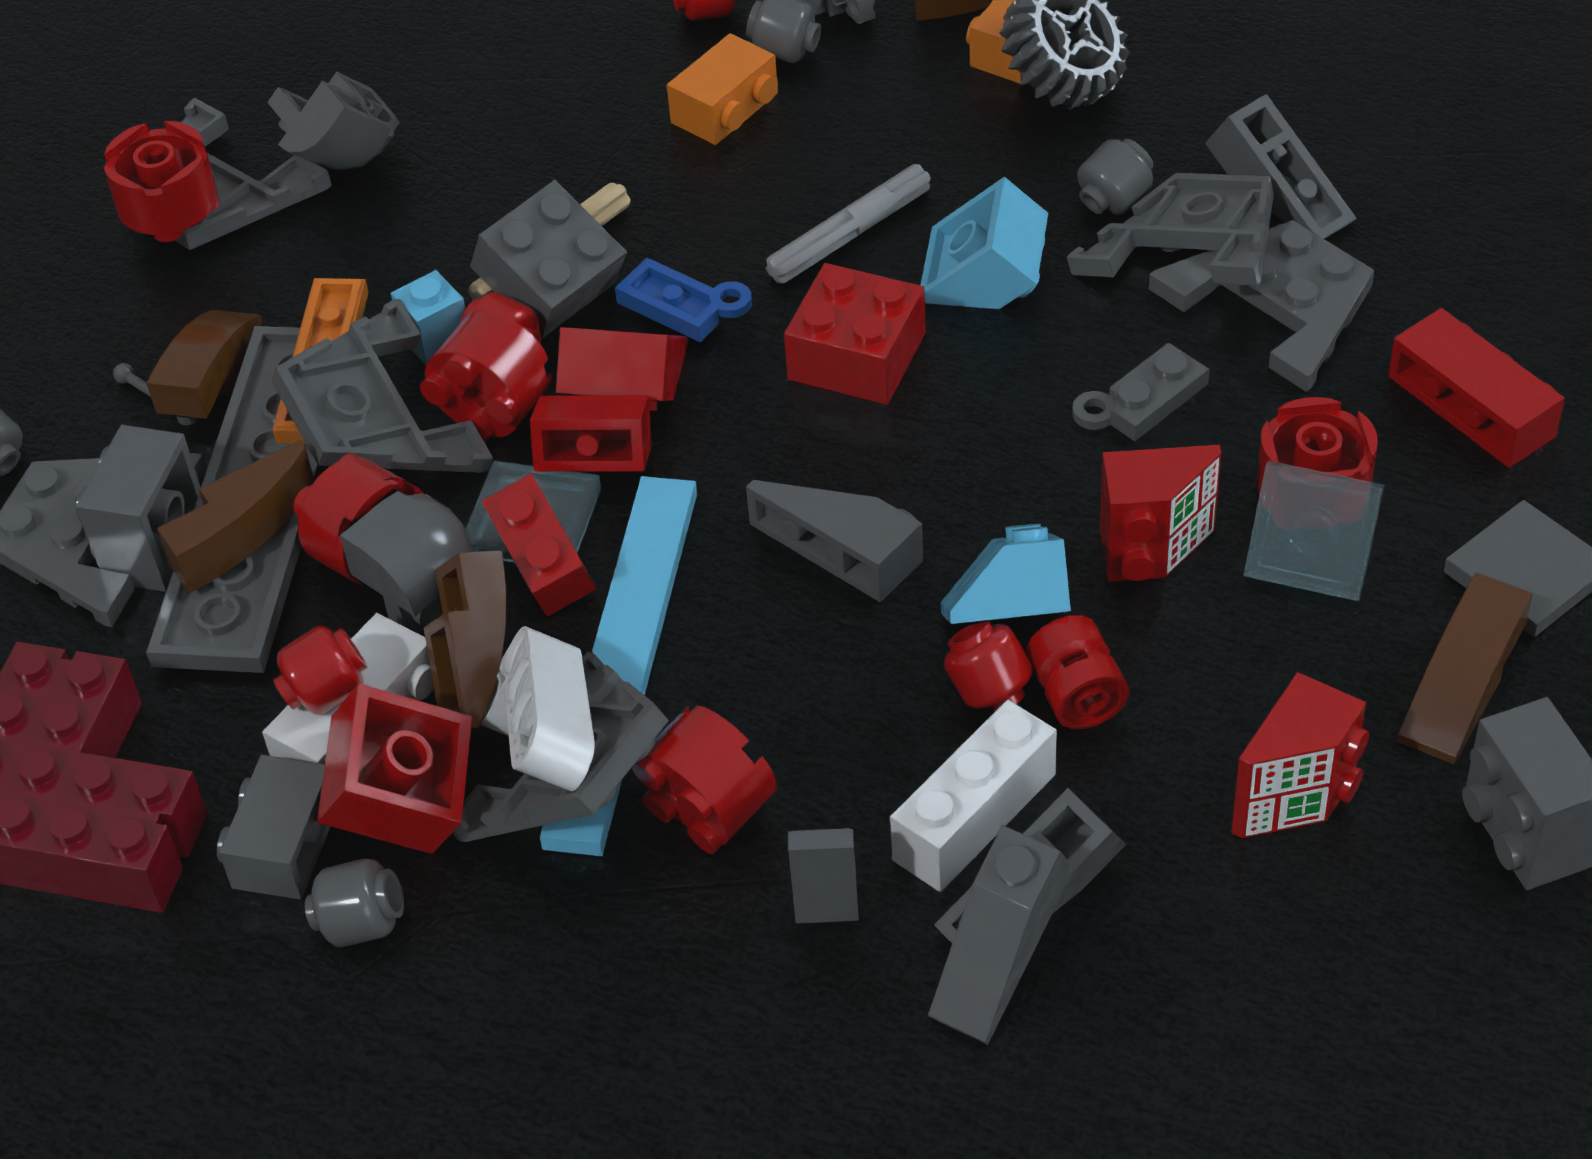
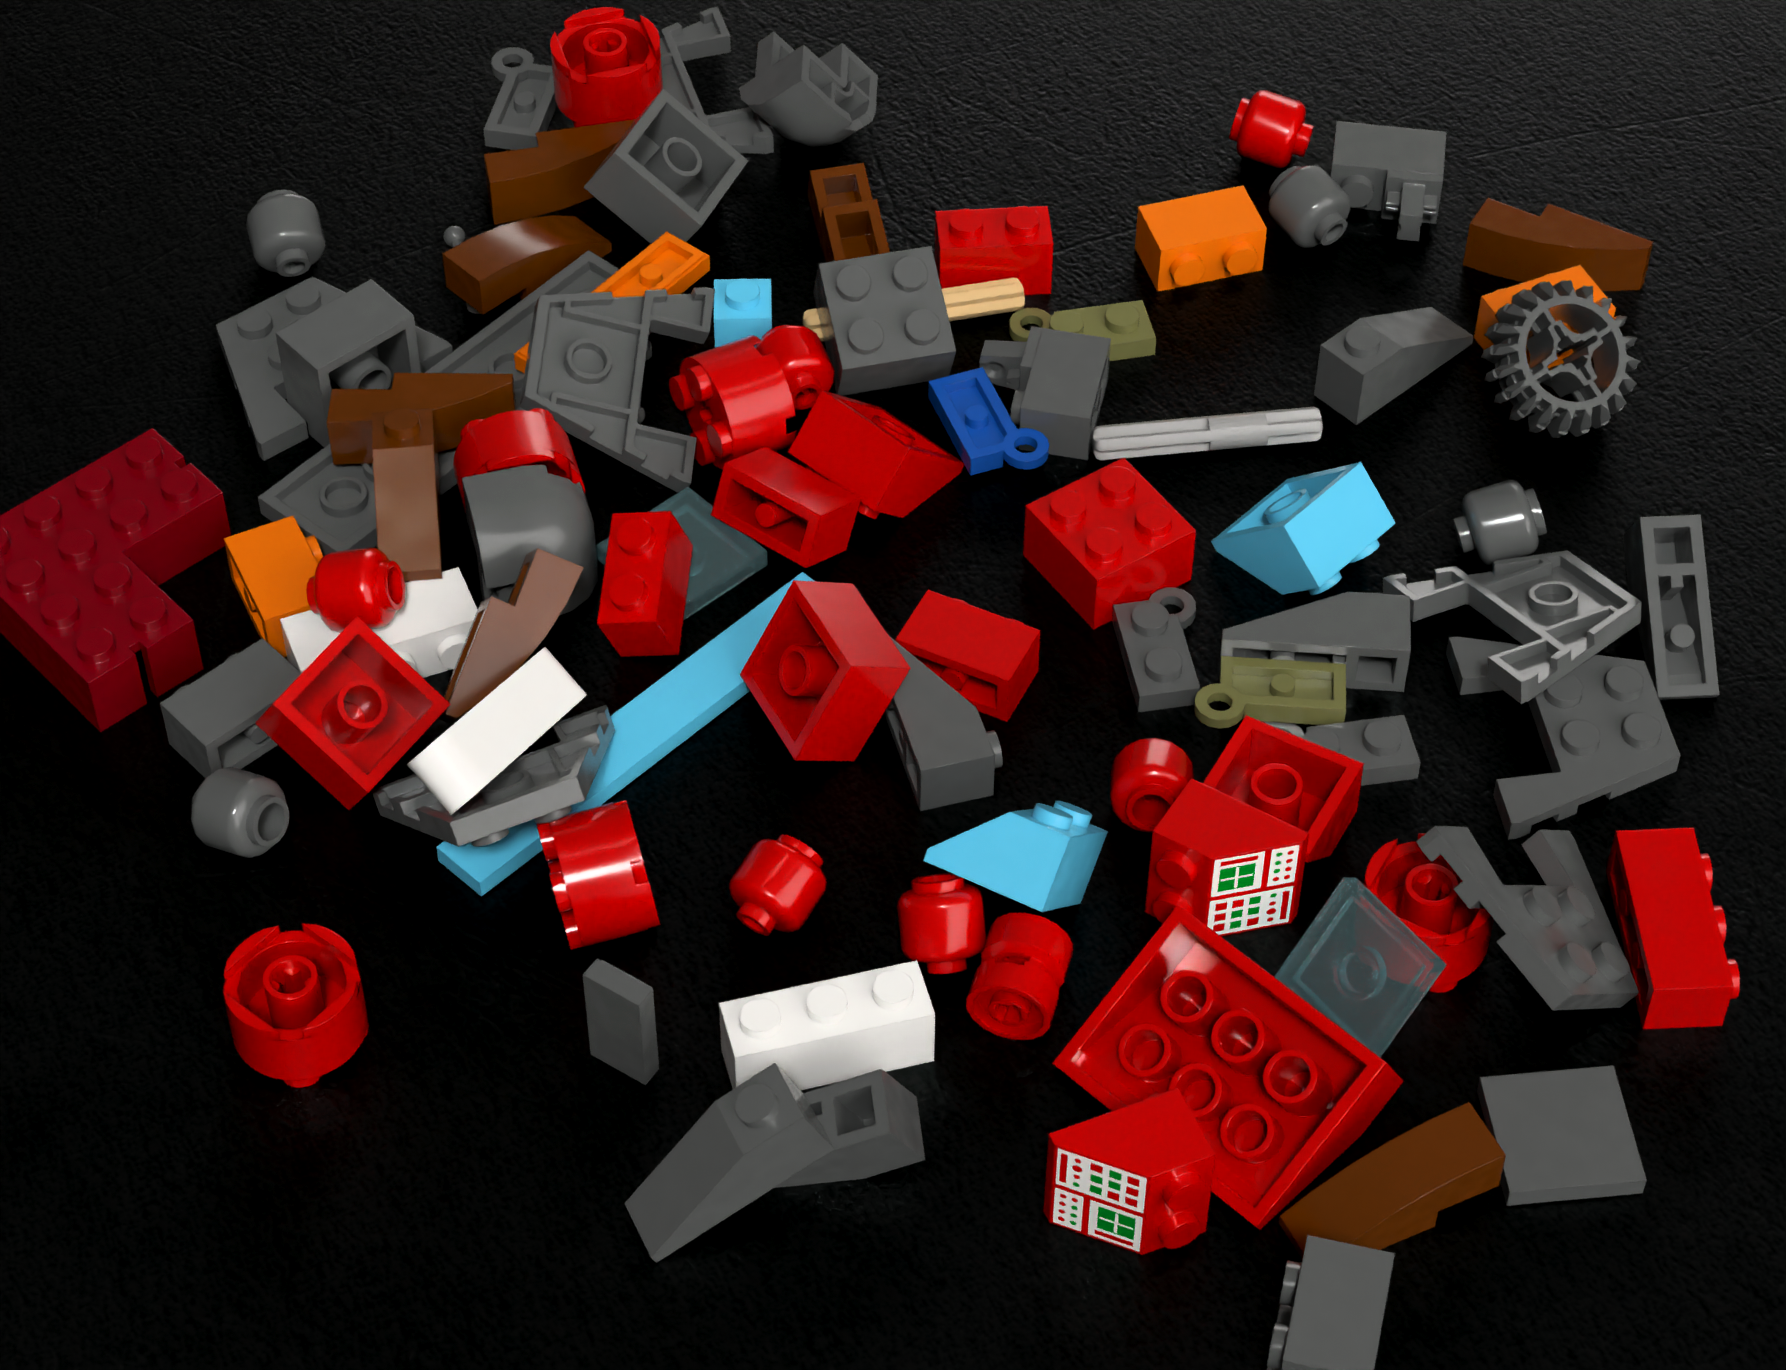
camera: 30 degrees right, 0 degrees up
(93, 242) = (523, 102): none -> dark grey hinge
(173, 278) = (549, 175): none -> reddish brown slope
(221, 707) = (272, 574): none -> orange brick
(275, 234) = (666, 171): none -> dark grey brick
(286, 573) = (408, 491): none -> reddish brown slope
(443, 207) = (846, 213): none -> reddish brown slope
(543, 1019) = (295, 1003): none -> red brick
(582, 161) = (995, 246): none -> red brick
(693, 199) = (1122, 322): none -> olive hinge
(711, 242) = (1056, 385): none -> dark grey hinge
(743, 532) = (824, 671): none -> red brick
(827, 457) = (974, 651): none -> red brick
(837, 711) = (778, 885): none -> red head
(929, 110) = (1383, 358): none -> dark grey slope
(951, 393) = (1157, 650): none -> dark grey hinge
(1043, 485) = (1148, 781): none -> red head
(1067, 375) = (1274, 692): none -> olive hinge
(1076, 319) = (1350, 628): none -> dark grey slope
(1142, 421) = (1291, 782): none -> red slope
(1246, 625) = (1252, 1058): none -> red slope
(1403, 416) = (1552, 930): none -> dark grey wing

